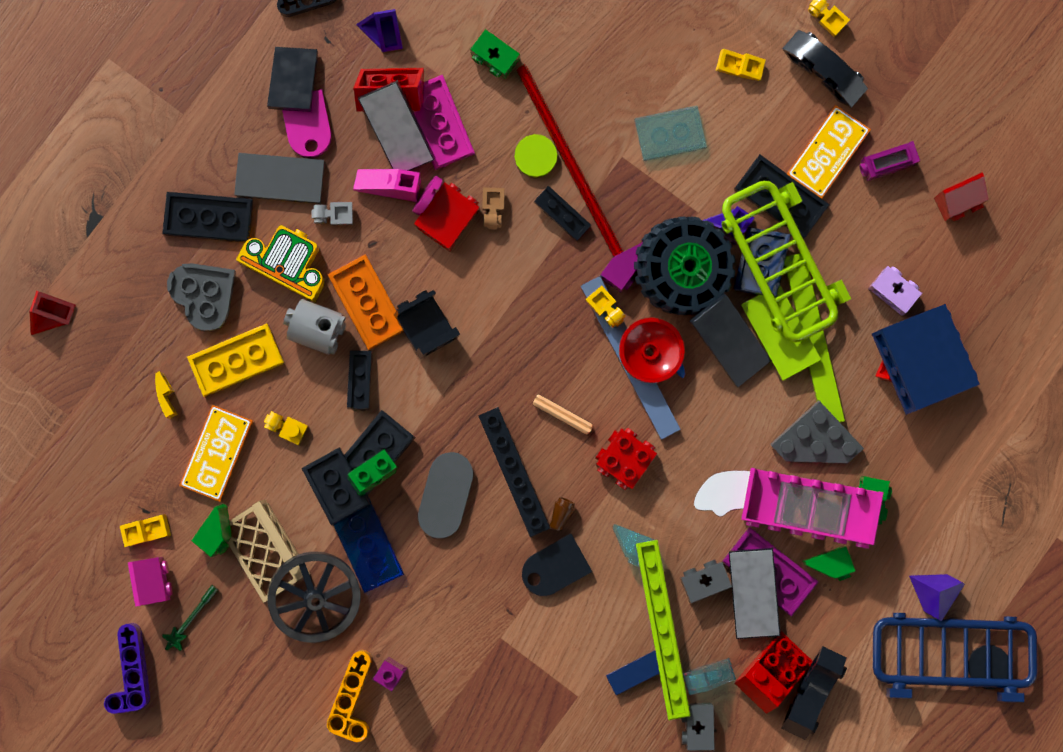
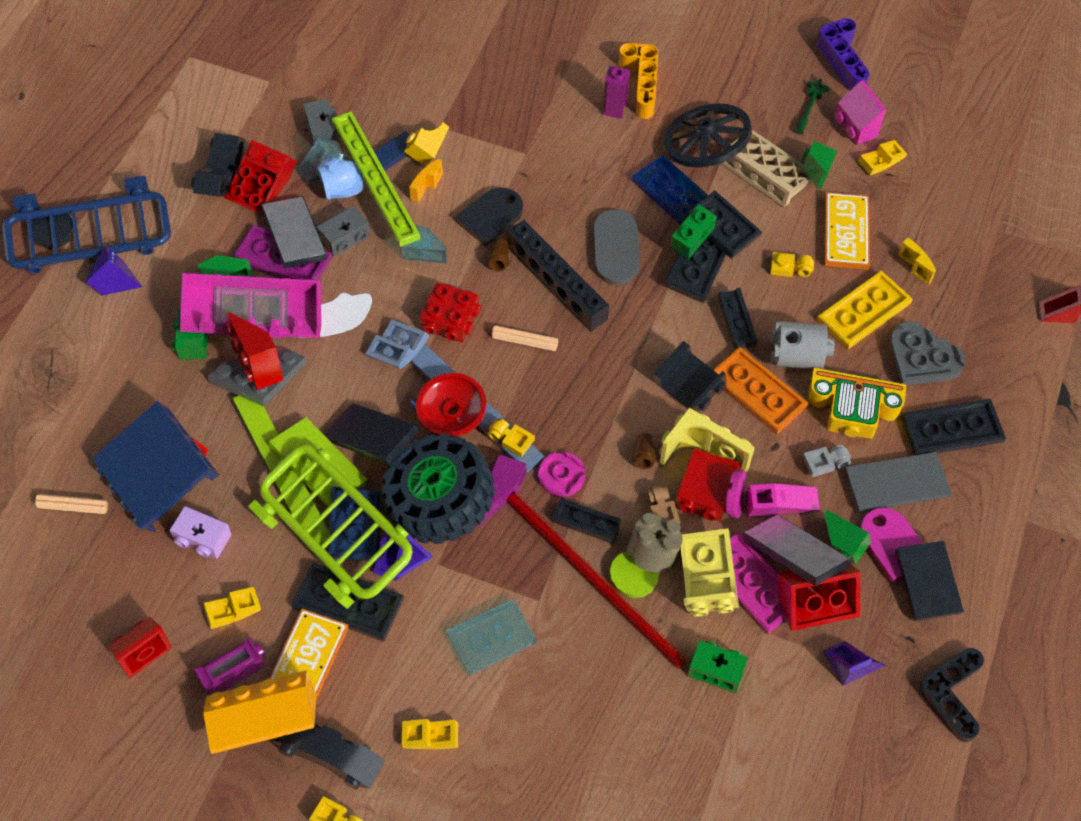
camera: 160 degrees right, 25 degrees down
(348, 133) = (847, 537): none -> green slope
(448, 267) = (699, 432): none -> light yellow bracket
(476, 128) = (709, 572): none -> light yellow bracket
(490, 265) = (644, 454): none -> reddish brown cone
(501, 172) = (654, 542): none -> dark tan brick
(569, 266) = (557, 479): none -> dark pink tile
(597, 667) = (425, 144): none -> yellow arch
(605, 626) = (426, 178): none -> light orange slope
(683, 435) = (397, 345): none -> sand blue slope
(697, 642) = (340, 178): none -> light blue helmet
(817, 433) = (255, 351): none -> red slope
(873, 106) = (260, 711): none -> light orange slope
(879, 216) = (233, 608): none -> yellow slope
(1002, 352) = (71, 503): none -> light nougat axle

